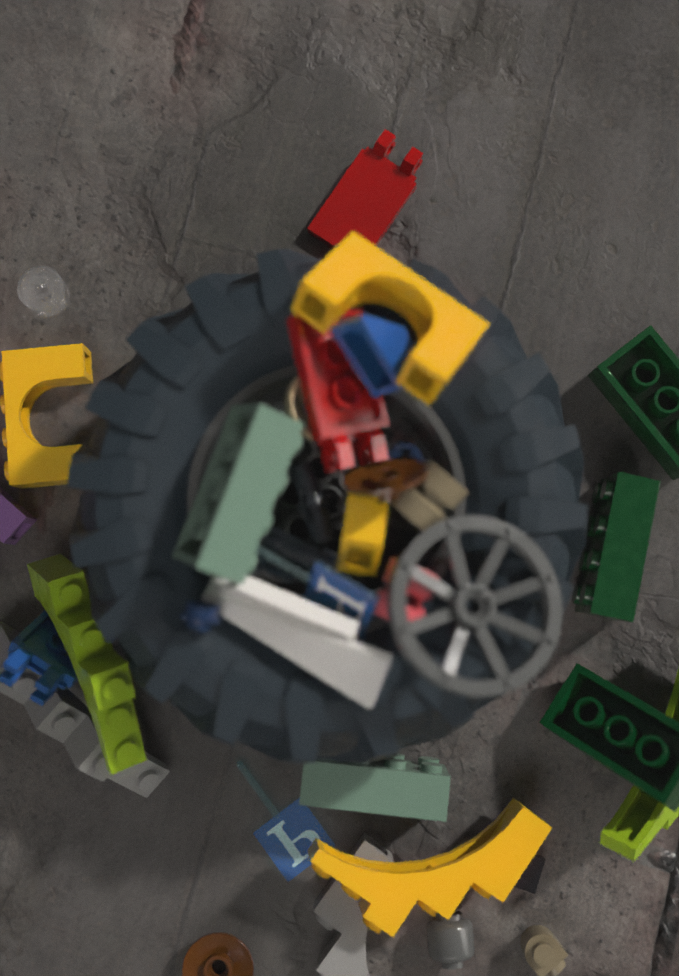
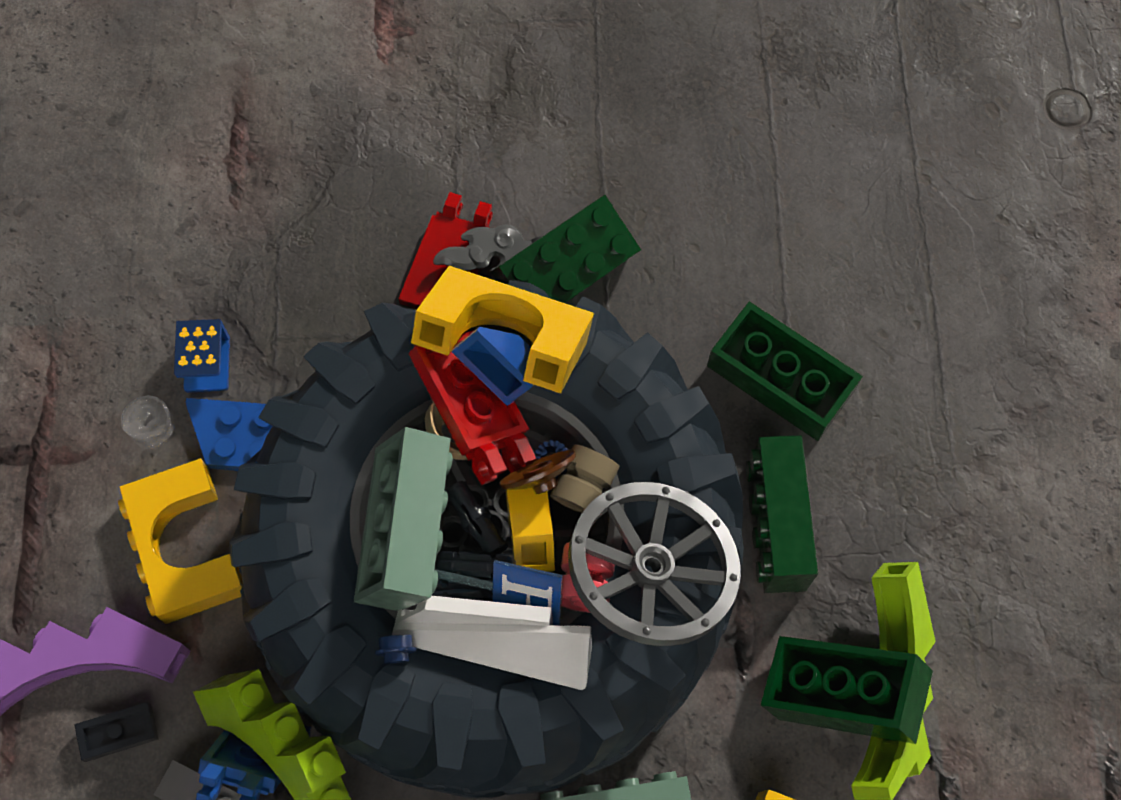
camera: 25 degrees left, 15 degrees down
(106, 238) = (202, 355): none -> piece
(113, 316) = (227, 431): none -> blue wing
(406, 192) = (483, 245): none -> dark grey piece
(484, 229) = (573, 253): none -> dark green brick

